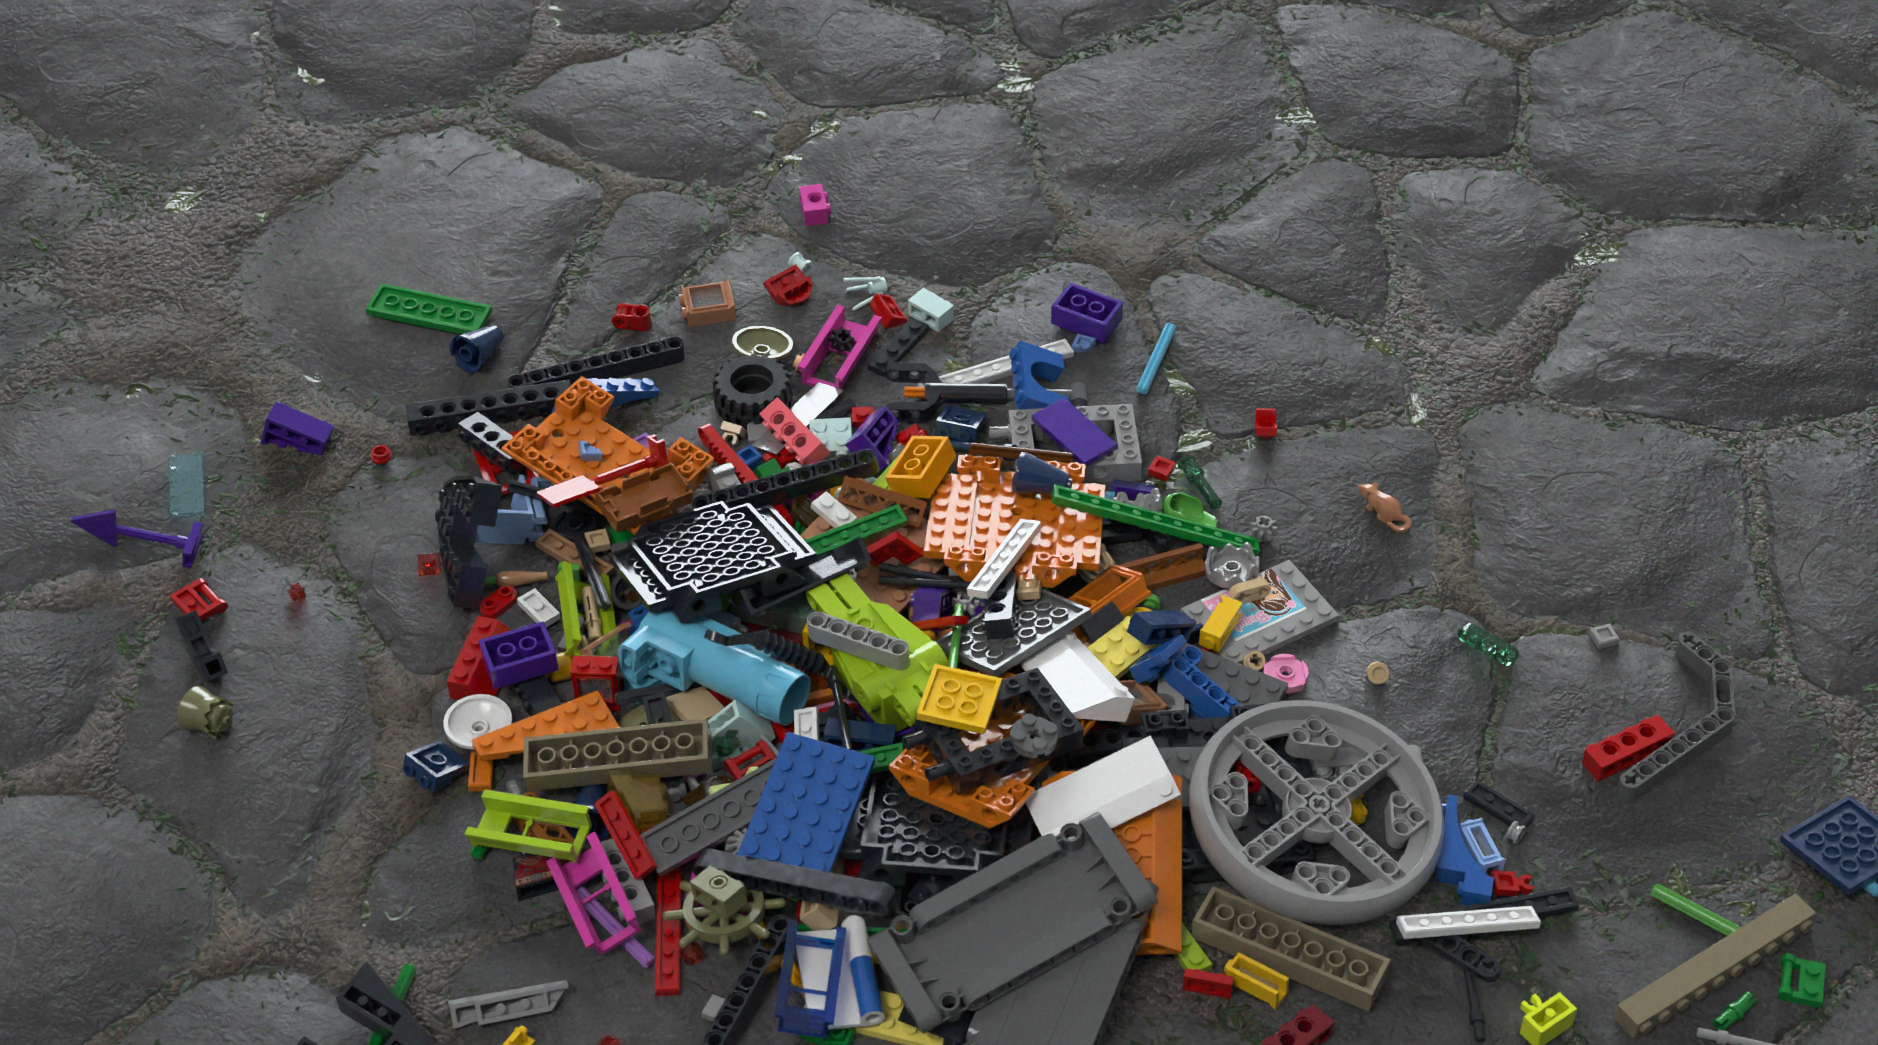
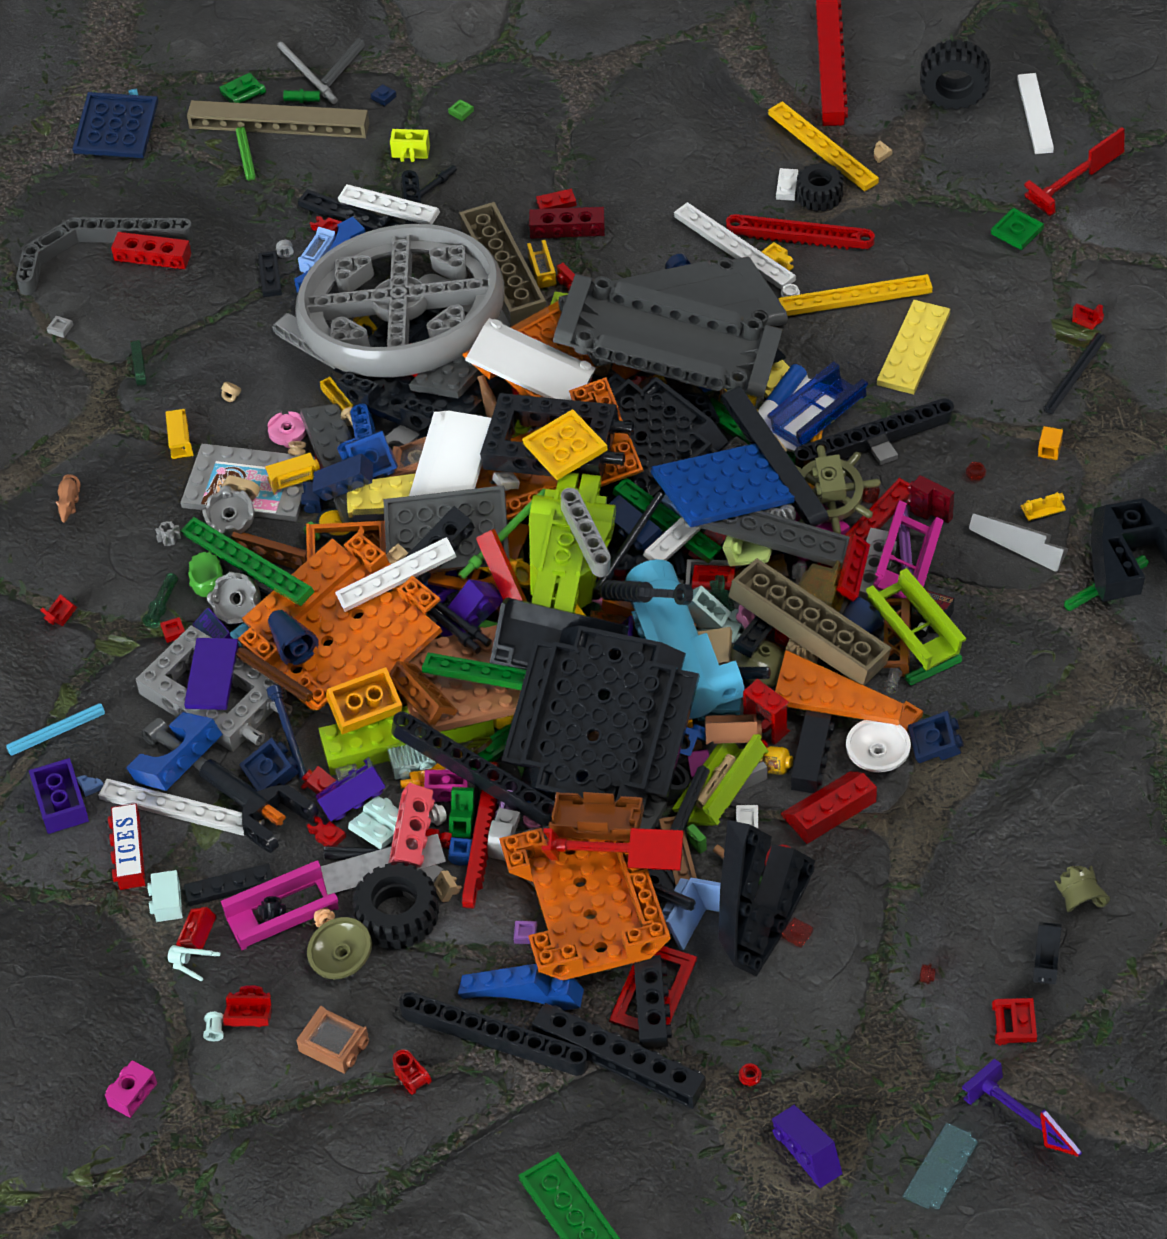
camera: 135 degrees left, 5 degrees up
(475, 347) = (571, 1128): dark blue cone -> none
(518, 655) = (809, 756): dark purple brick -> none
(588, 452) = (594, 906): medium blue tile -> none
(620, 970) = (930, 499): none -> dark red plate
(832, 510) = (469, 703): white plate -> none
(894, 546) = (461, 636): red plate -> none
(997, 319) = (127, 846): none -> brick
(1037, 726) = (548, 386): dark grey plate -> none
(1368, 607) = (178, 434): none -> yellow window

